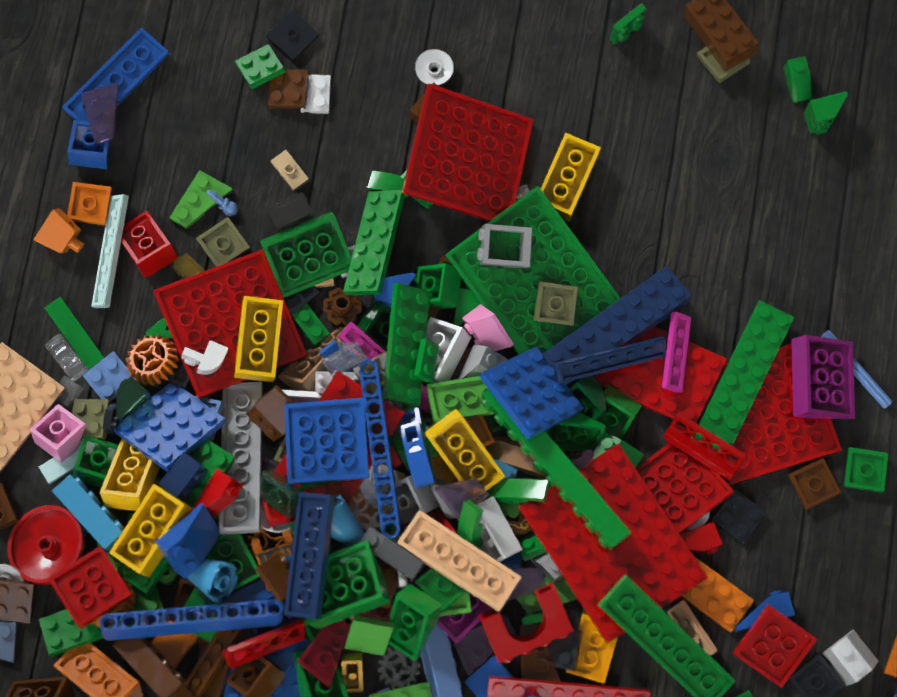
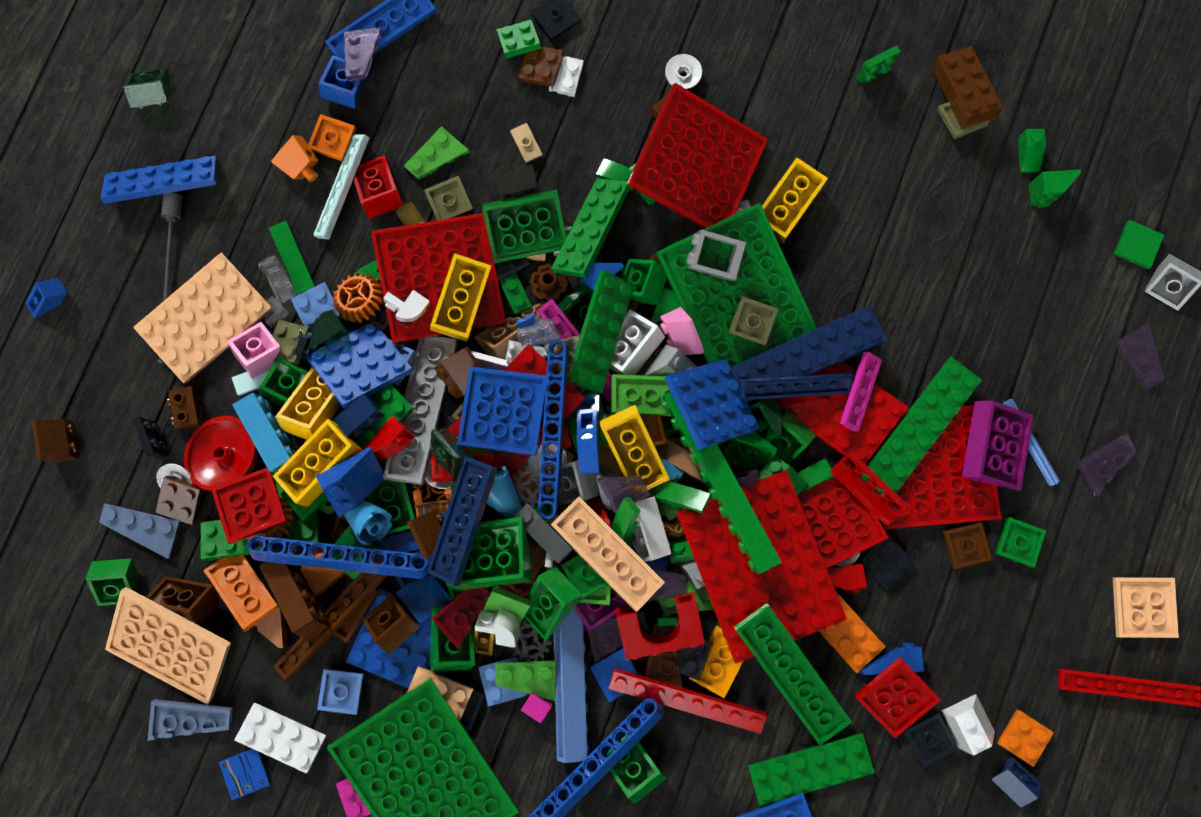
camera: 15 degrees right, 5 degrees up
(229, 207) = (461, 166): medium blue bar -> none
(264, 644) = (404, 593): red fence -> none
(369, 653) = (502, 624): none -> white brick
(426, 360) = (617, 351): green plate -> none
(650, 443) = (816, 474): none -> green slope
(687, 621) = (816, 655): light nougat plate -> none

